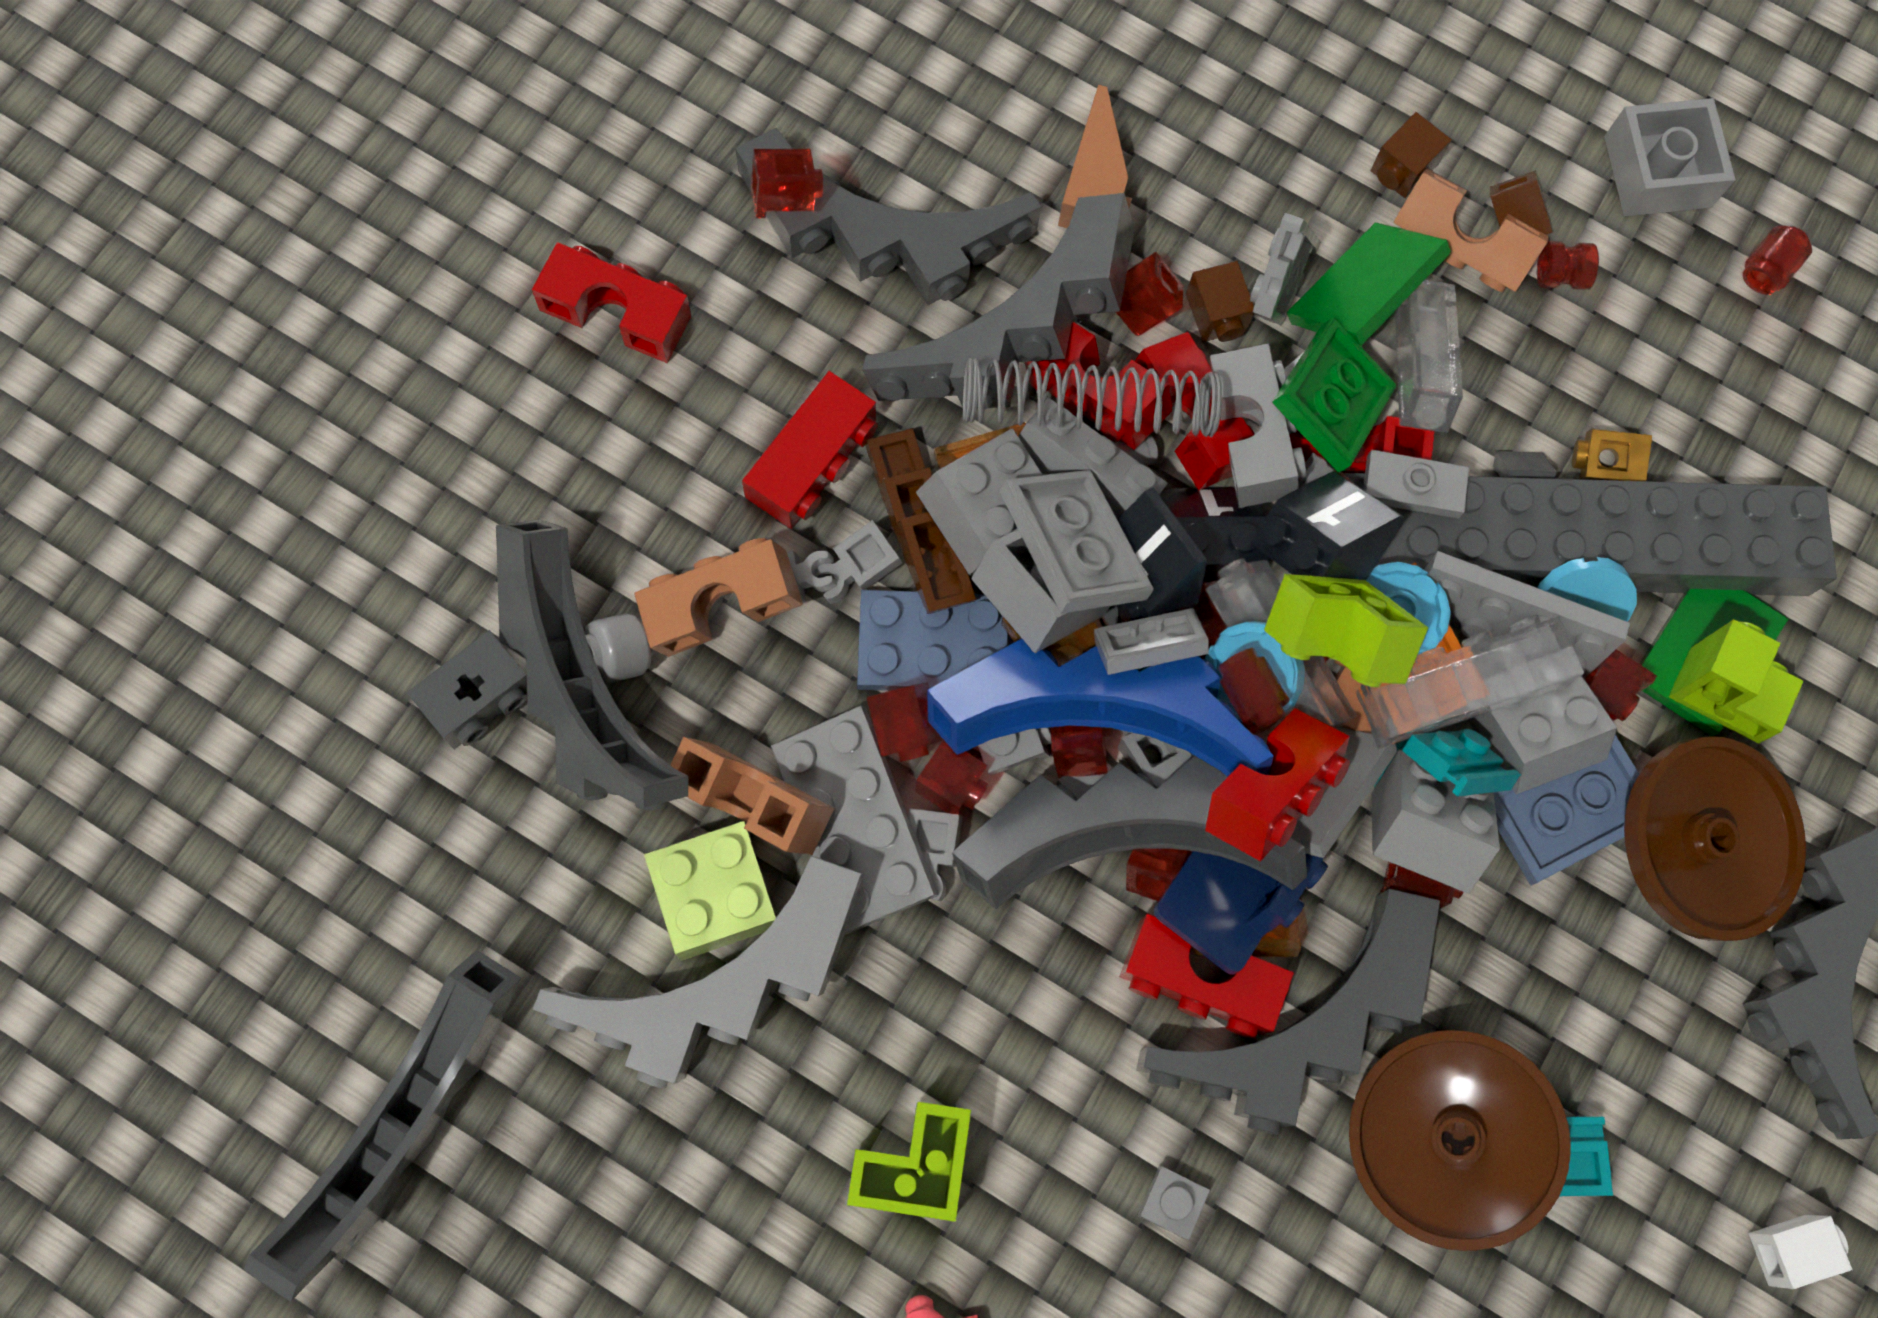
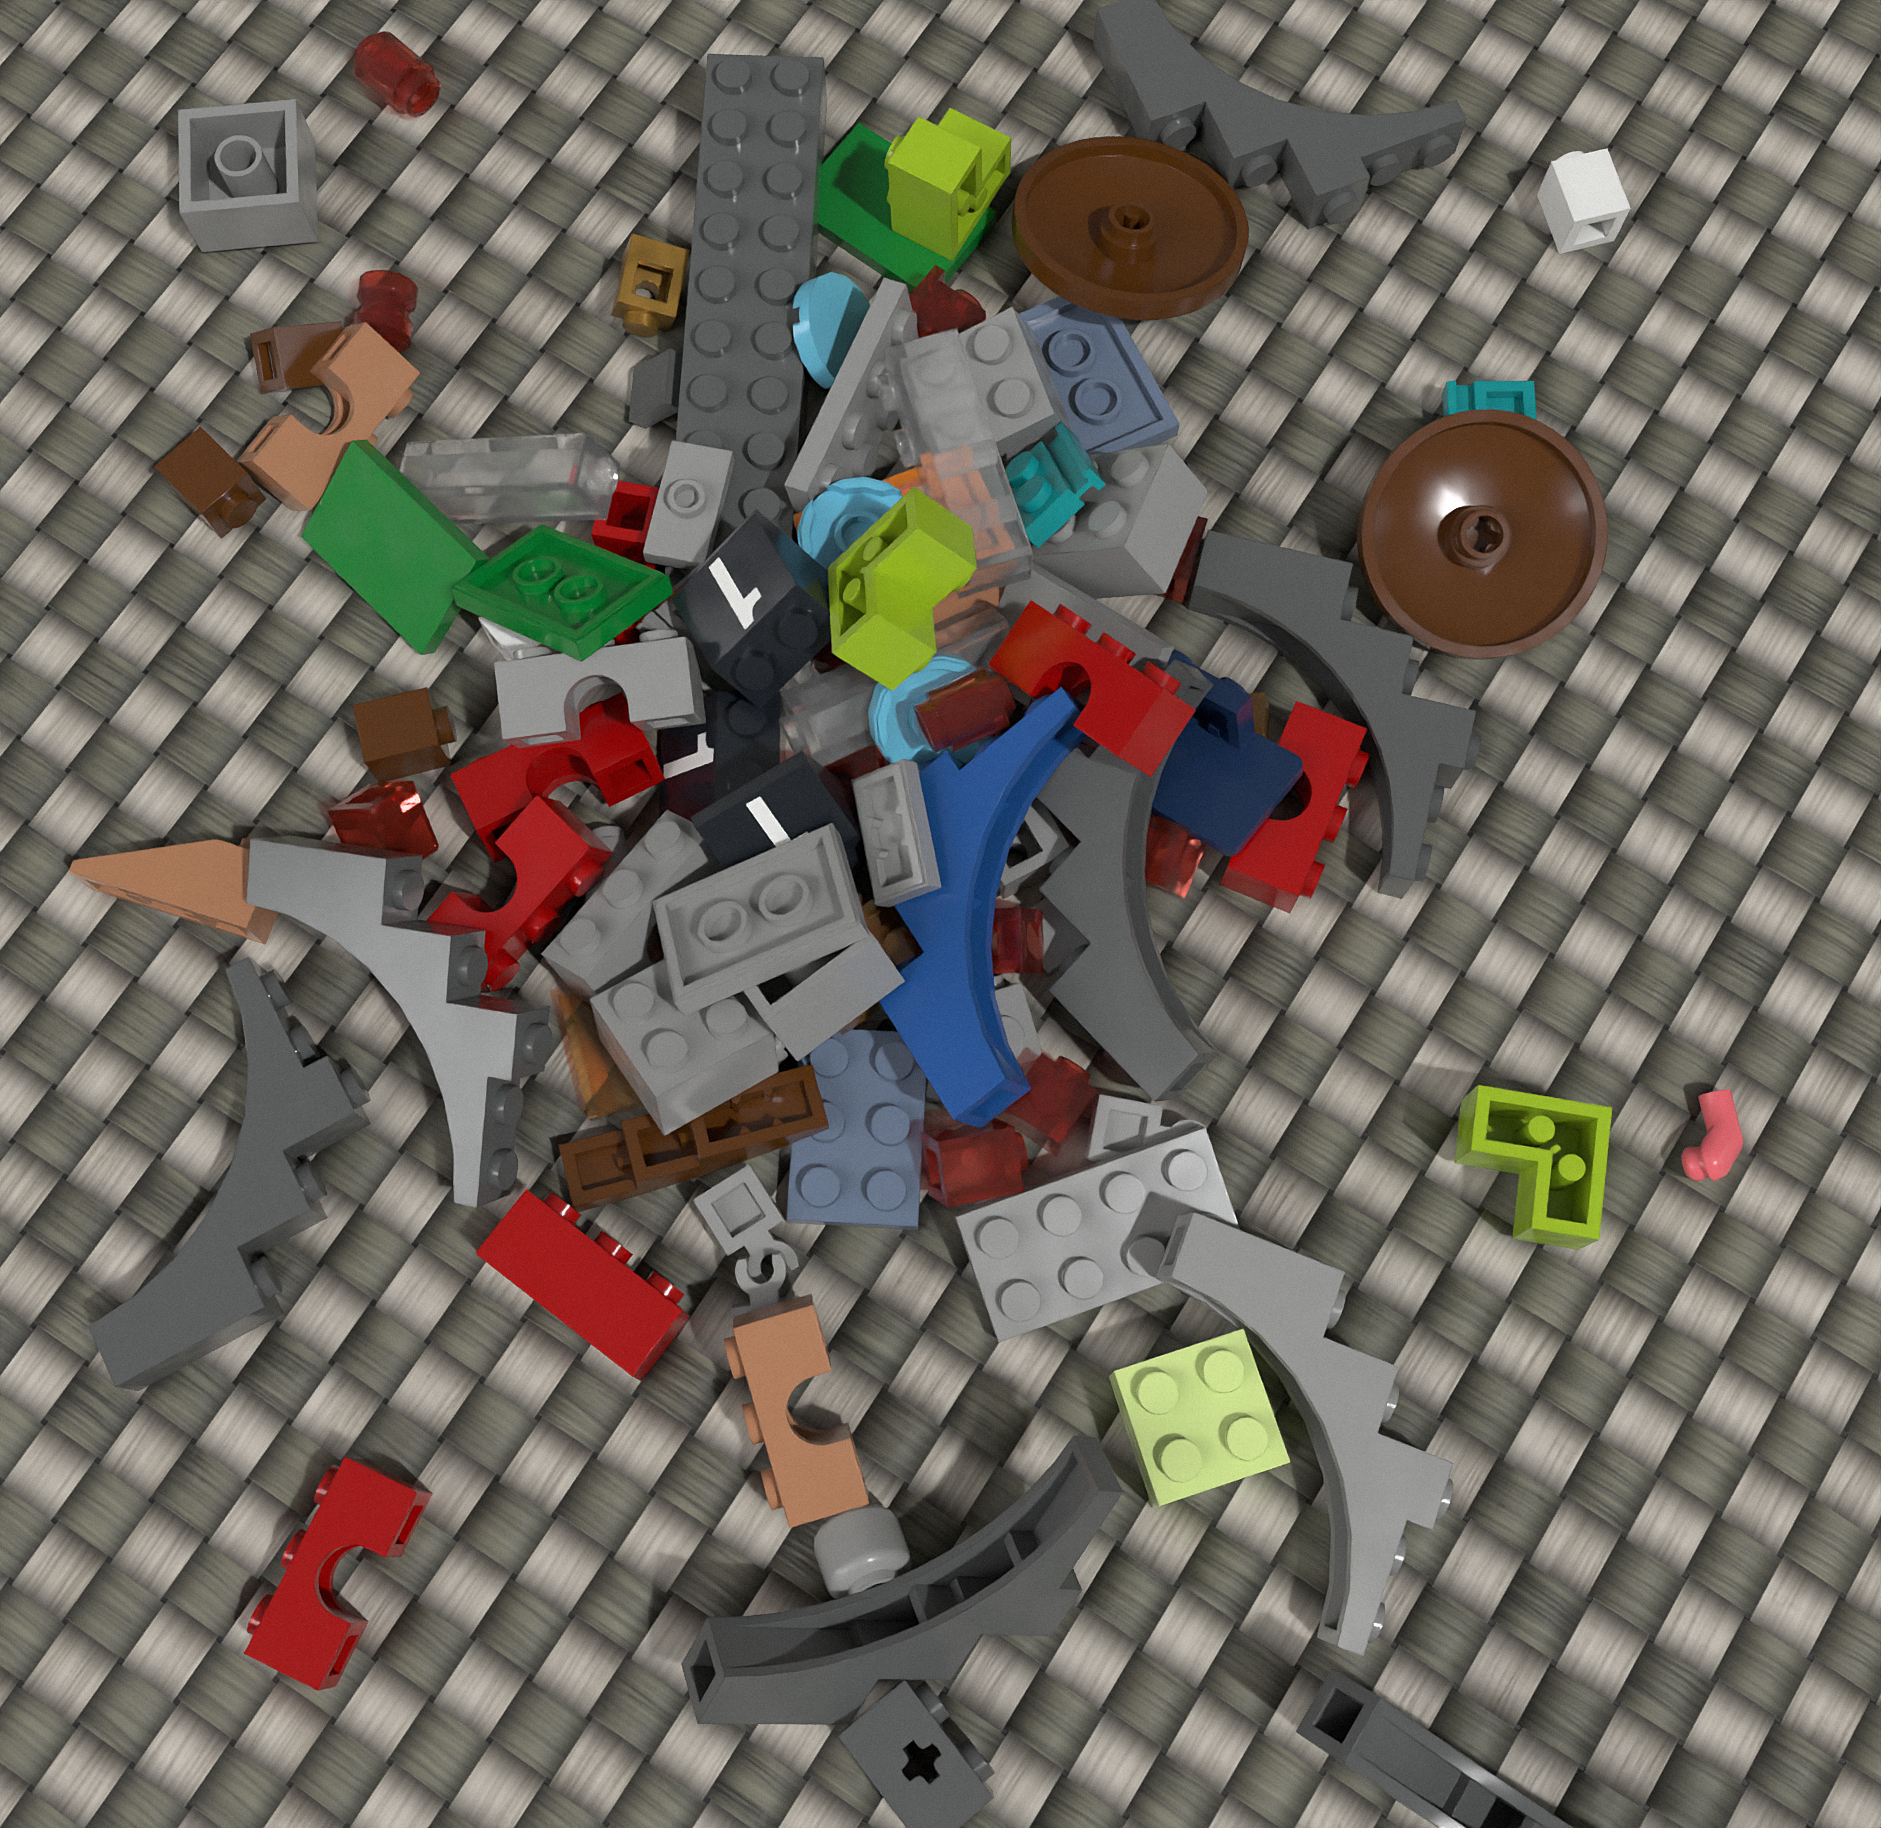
camera: 80 degrees left, 0 degrees up
(766, 803) = (1099, 1325): nougat arch -> none
(784, 180) = (185, 1309): clear red brick -> none
(1173, 1203) = (1558, 862): light grey plate -> none
(1200, 420) = (551, 1031): light grey piece -> none
(1284, 272) = (358, 634): light grey wing -> none

